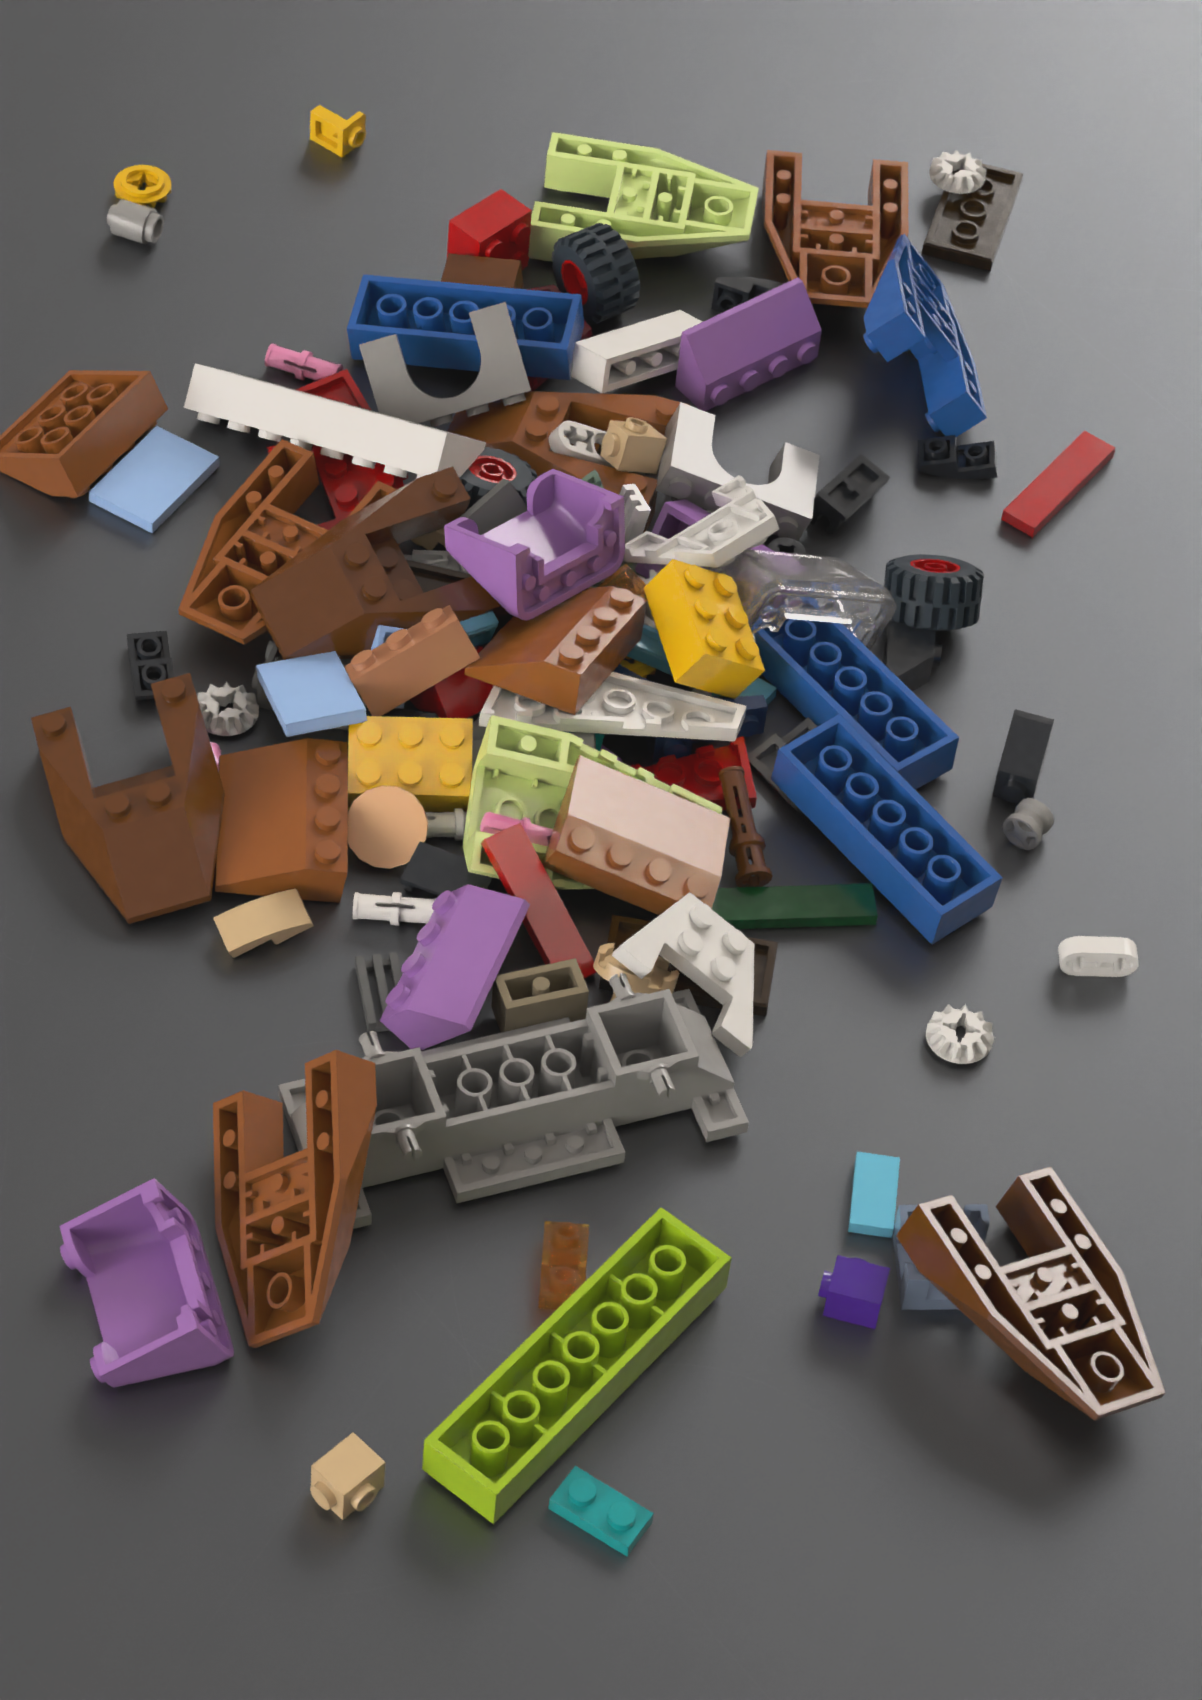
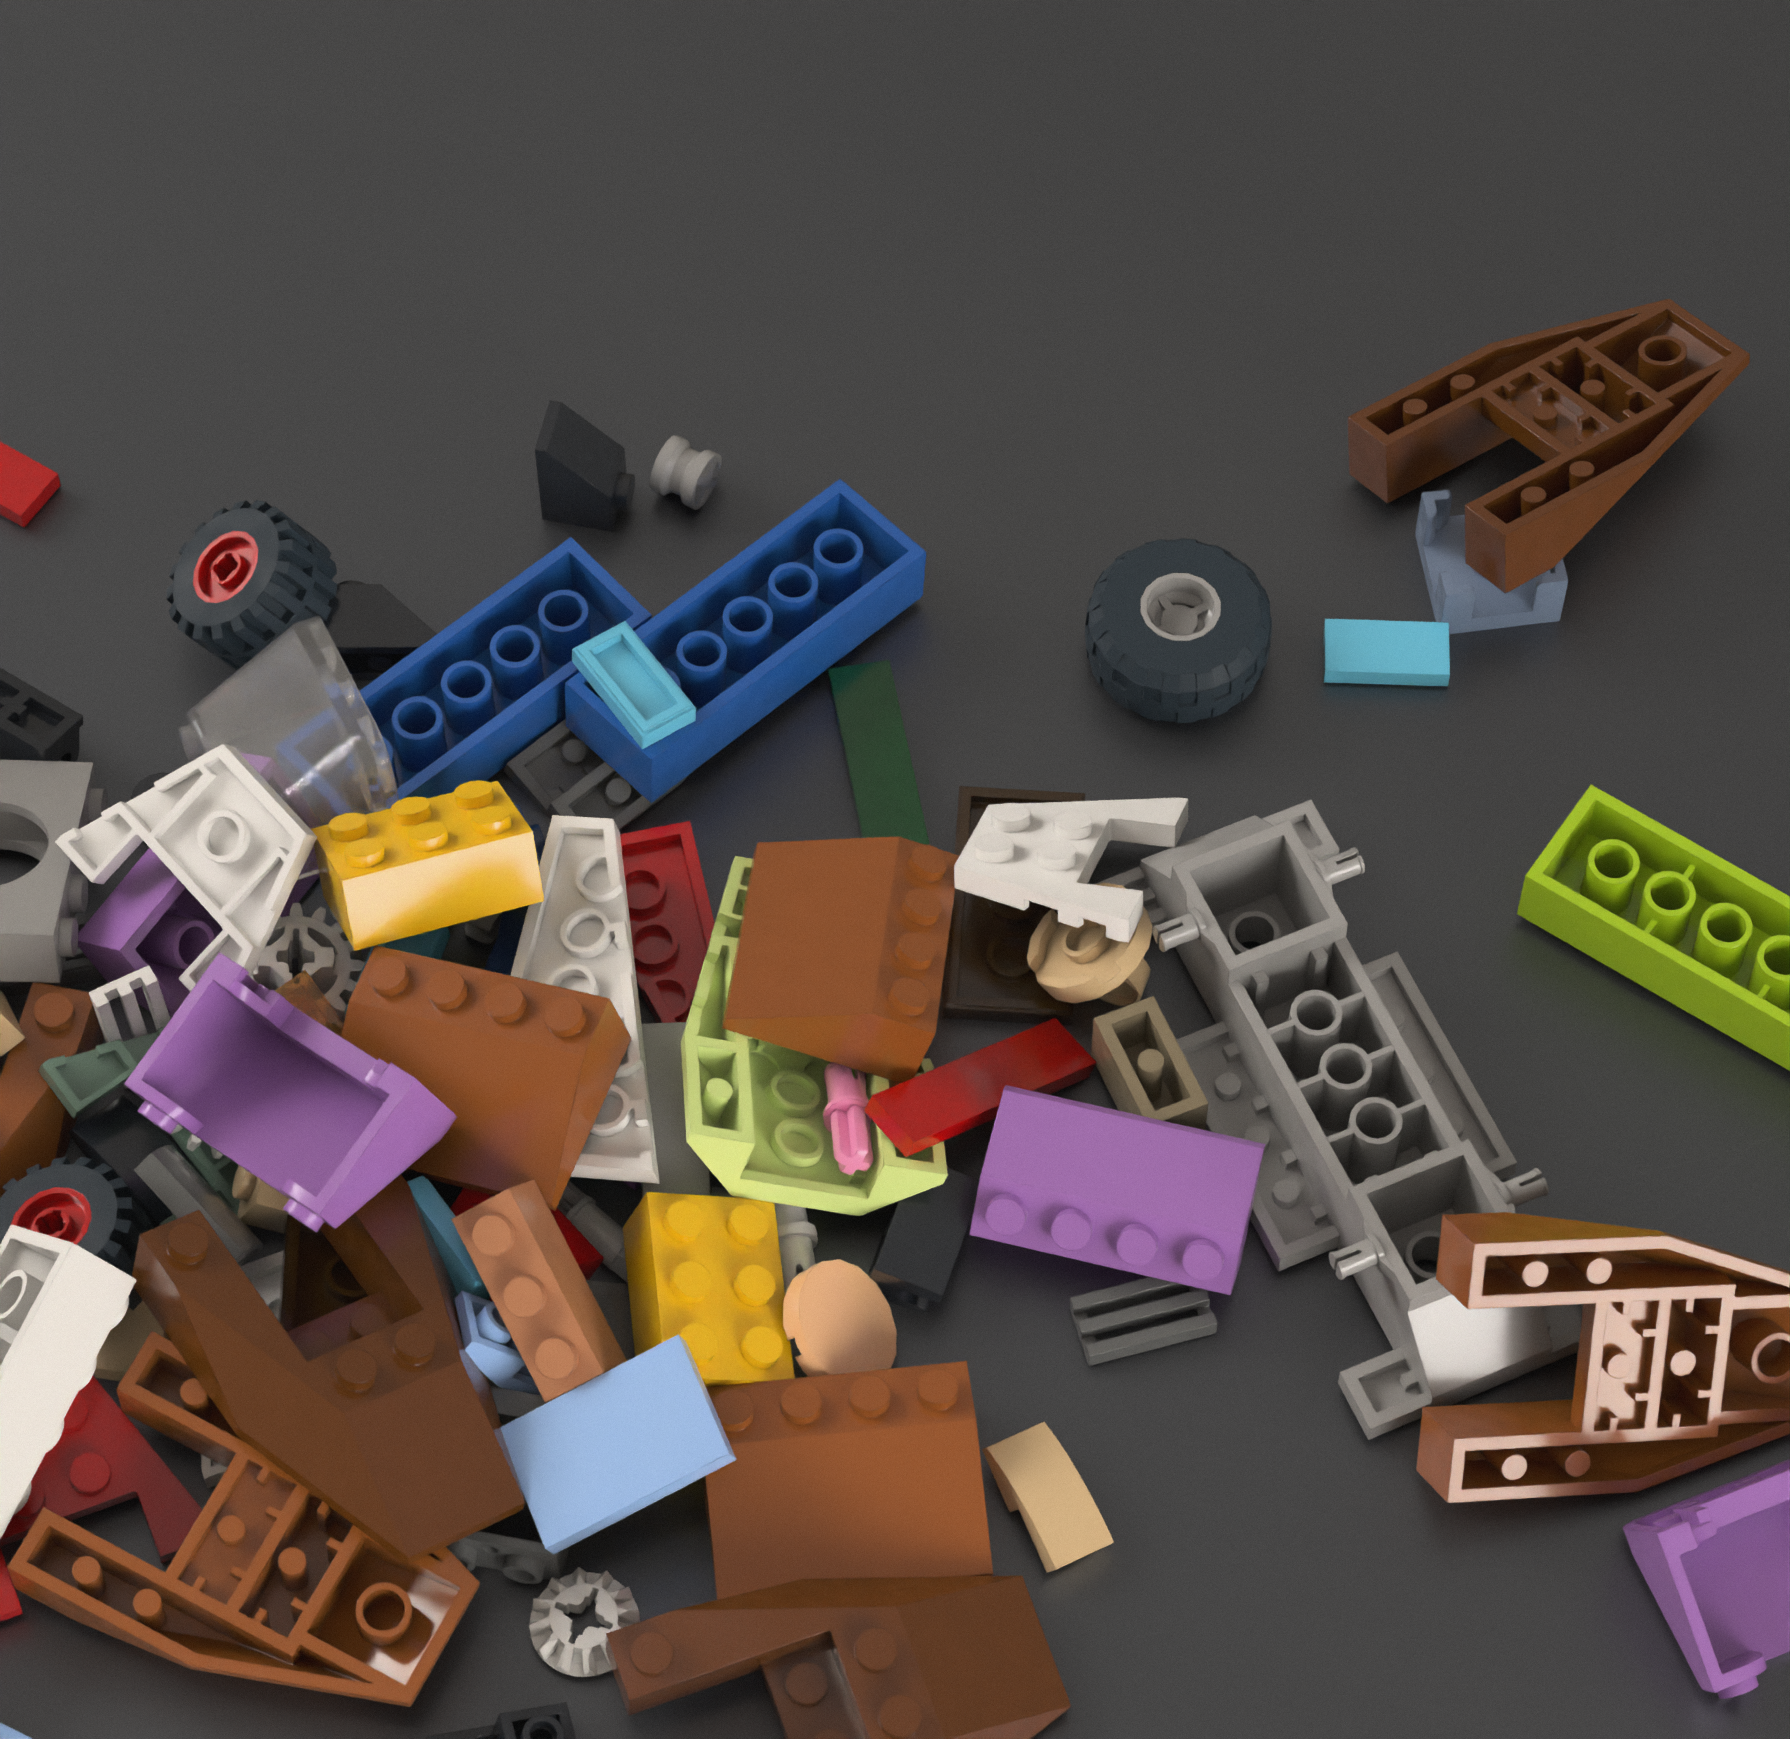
camera: 90 degrees left, 10 degrees up
(392, 908) = (983, 1308): white pin -> none
(562, 1262) = (1585, 1027): clear orange slope -> none
(745, 841) = (741, 833): reddish brown pin -> none
(832, 742) = (633, 684): none -> medium azure tile
(854, 1291) = (1565, 660): dark purple brick -> none
(887, 1064) = (1178, 630): none -> black wheel
(943, 1039) = (1057, 554): white gear -> none
(1098, 956) = (922, 387): white beam -> none

